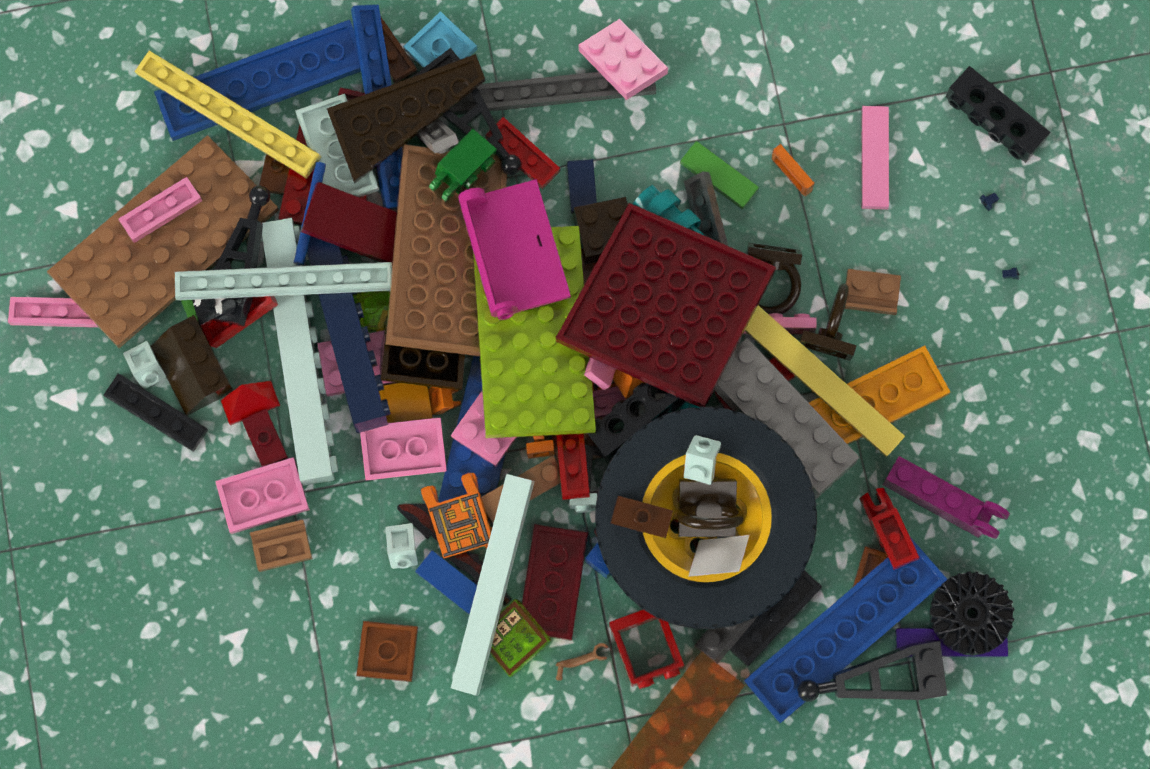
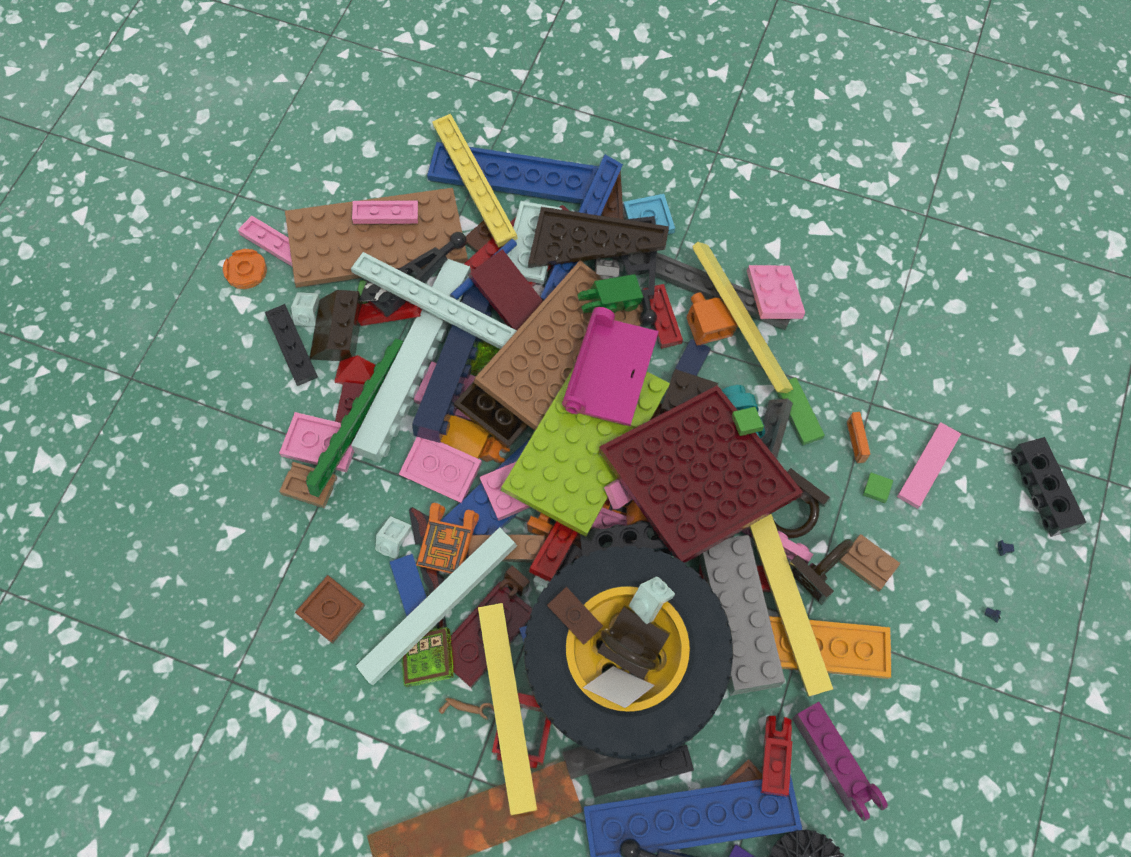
camera: 30 degrees right, 10 degrees down
(44, 360) = (244, 269): none -> orange tile
(285, 457) = (351, 424): none -> green plate
(550, 515) = (516, 581): none -> reddish brown tile
(574, 129) = (710, 320): none -> orange torso
(606, 109) = (742, 318): none -> light yellow tile
(620, 636) = (507, 710): none -> light yellow tile
(682, 225) = (747, 421): none -> bright green tile
(838, 210) = (877, 487): none -> bright green tile

